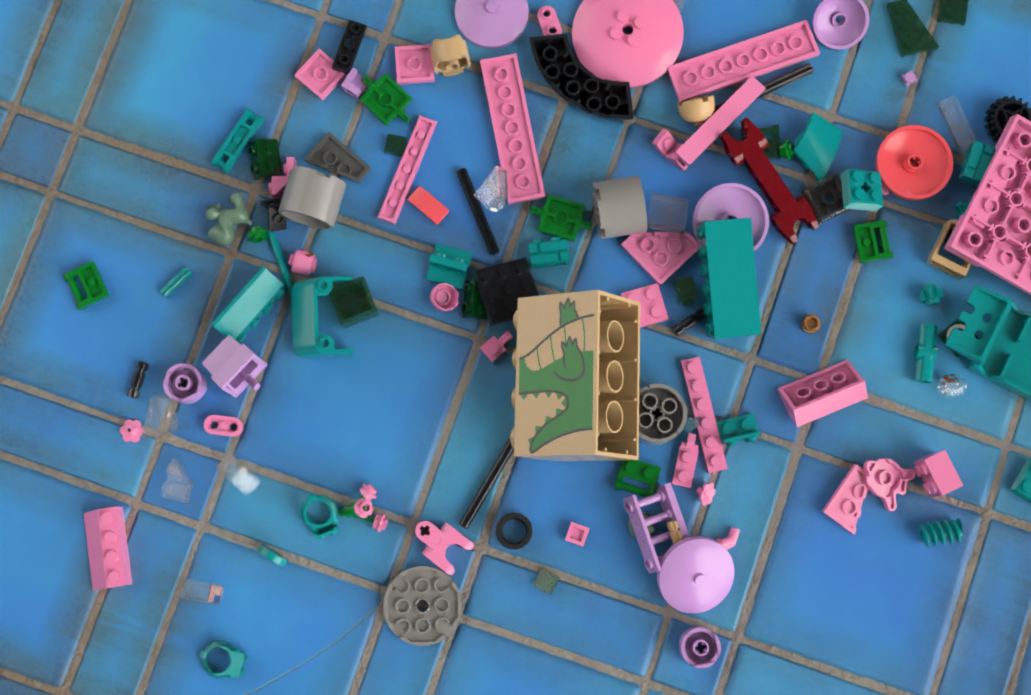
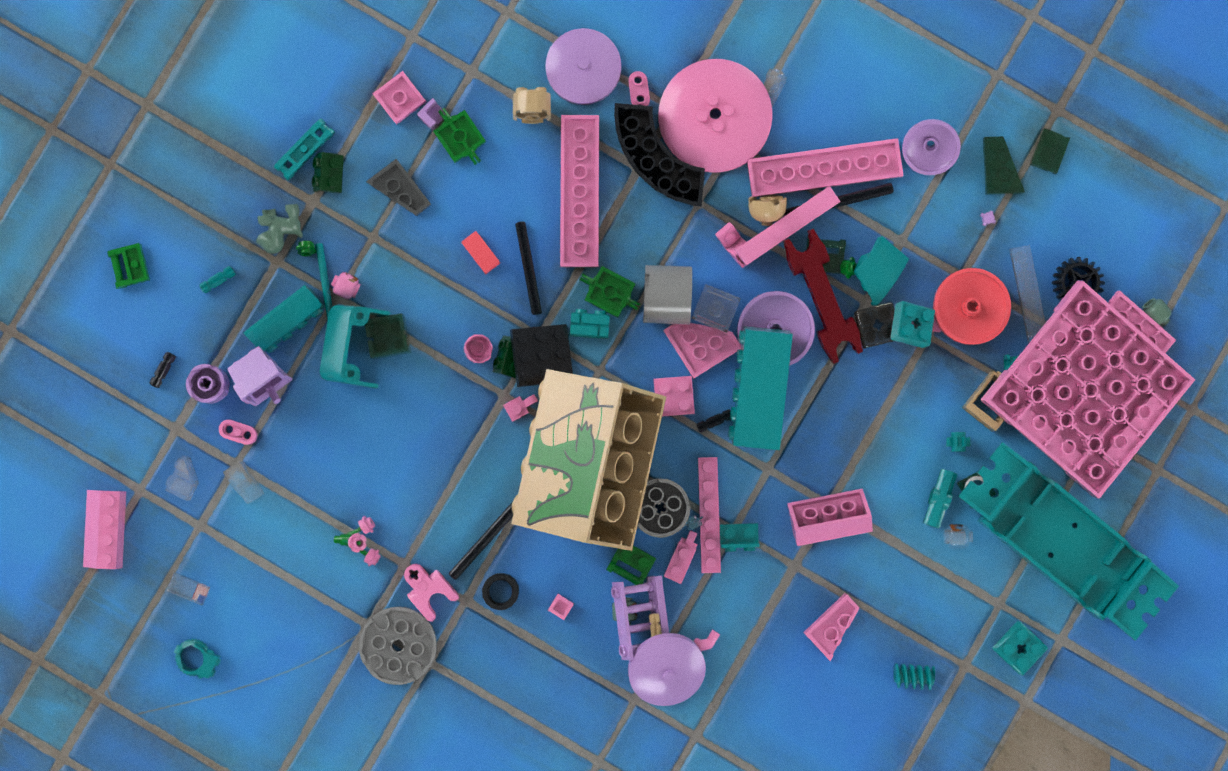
camera: 10 degrees right, 5 degrees up
(134, 434) = (152, 418): bright pink plant -> none
(160, 417) = (178, 411): clear wing -> none
(272, 555) = (262, 568): teal piece -> none
(275, 221) = (328, 231): black bracket -> none
(278, 183) = (339, 202): bright pink slope -> none
(312, 198) = (366, 225): light grey brick -> none
(320, 528) = (315, 551): teal piece -> none
(347, 54) = (427, 83): black tile -> none
(395, 145) = (460, 184): clear green plate -> none
(407, 170) = (467, 212): bright pink tile -> none
(414, 64) = (494, 105): bright pink plate -> none
(449, 266) = (489, 317): teal bracket -> none
(494, 190) = (548, 251): clear slope -> none
(546, 581) = (522, 645): clear green slope -> none
(685, 290) = (717, 389): clear green brick -> none
(706, 493) = (694, 592): bright pink plant -> none
(708, 653) = (665, 744): lavender brick -> none
(810, 323) = (833, 446): medium nougat plate -> none
(866, 241) = (907, 377): green plate -> none
(887, 479) = (872, 614): bright pink tile -> none
(937, 474) = (923, 619): bright pink brick -> none
(976, 163) = (1032, 319): teal brick -> none

